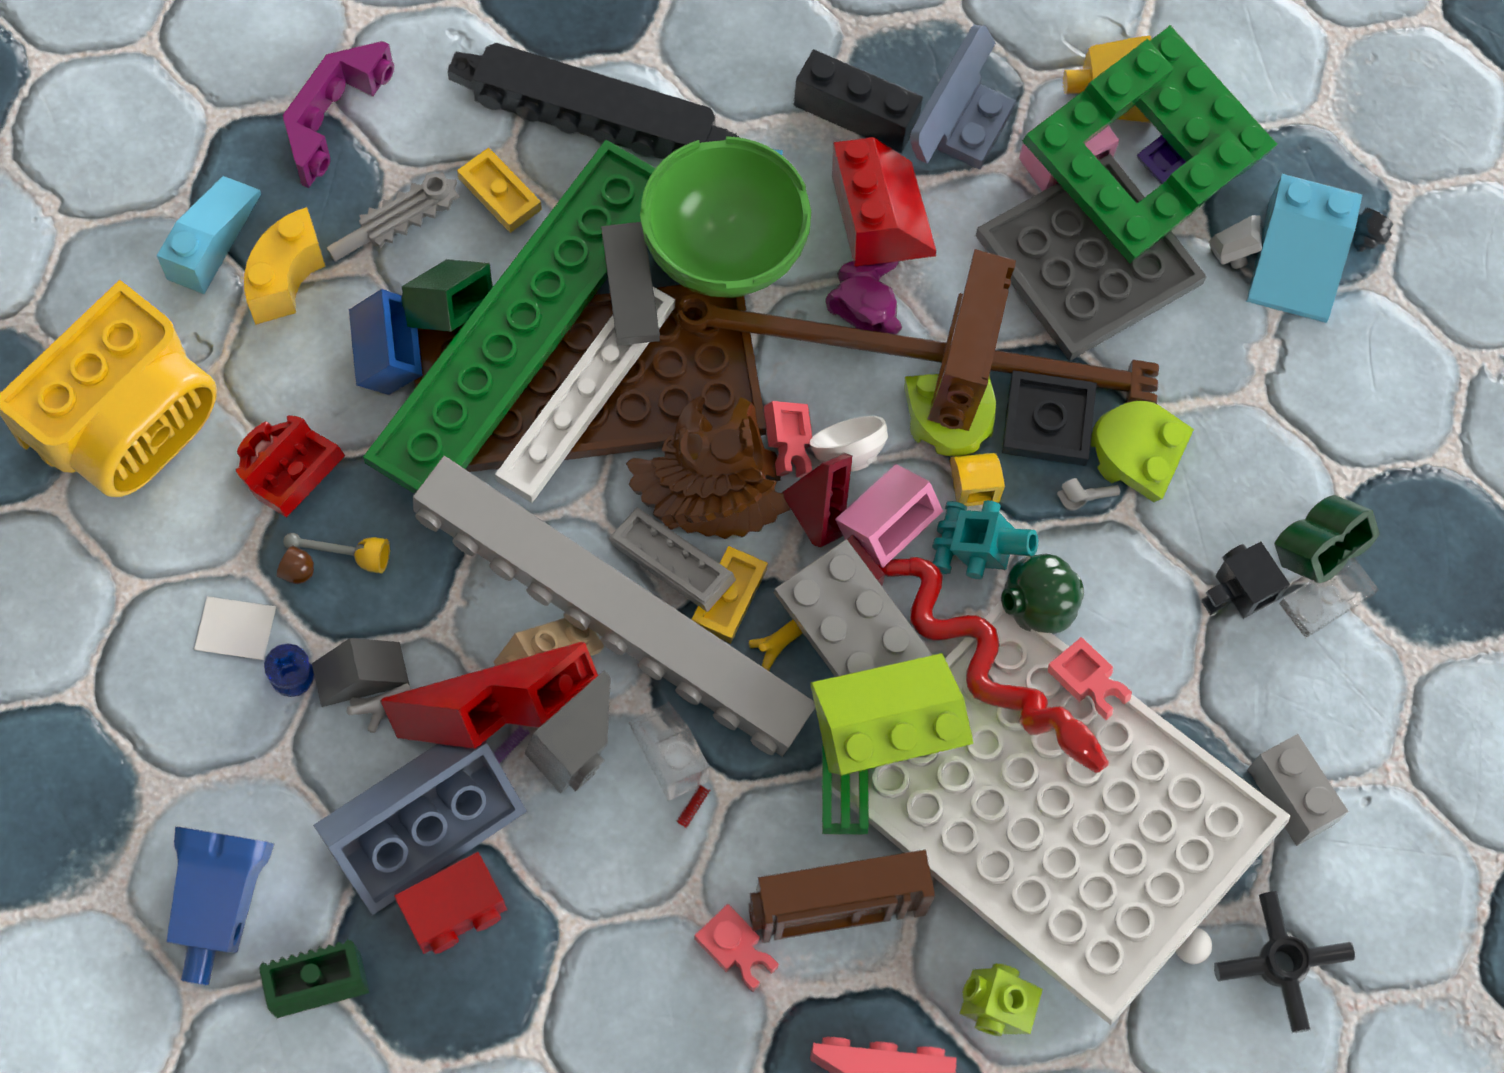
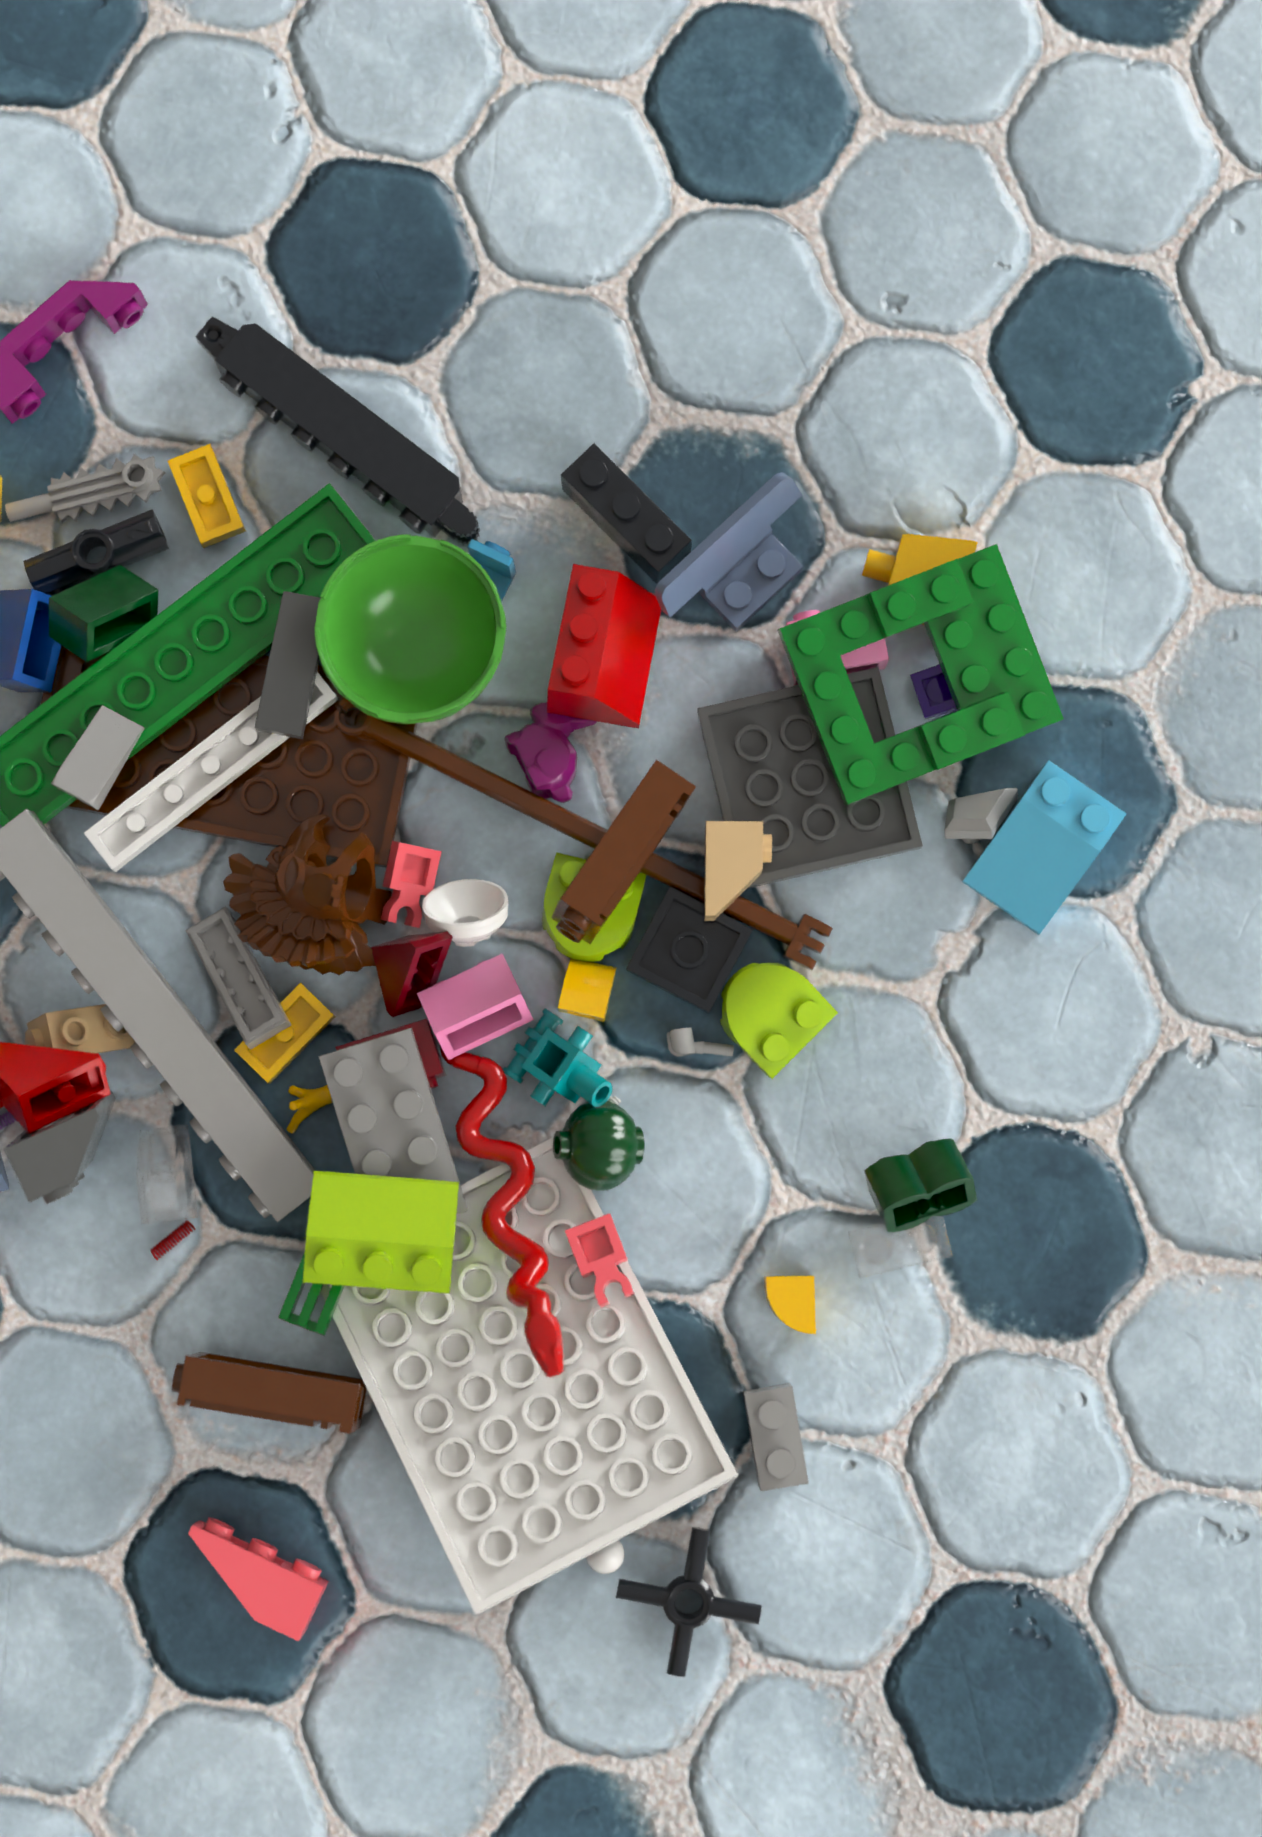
camera: 25 degrees right, 15 degrees up
(443, 242) = (125, 544): none -> black piece
(487, 407) = (98, 757): none -> light grey slope
(731, 943) = (153, 1392): coral plate -> none
(1000, 1001) = (390, 1544): lime brick -> none
(1058, 328) = (732, 861): none -> tan slope
(1248, 580) = (822, 1200): black brick -> none
(1261, 672) = (792, 1300): none -> yellow brick
(1371, 230) = (1129, 848): black plate -> none

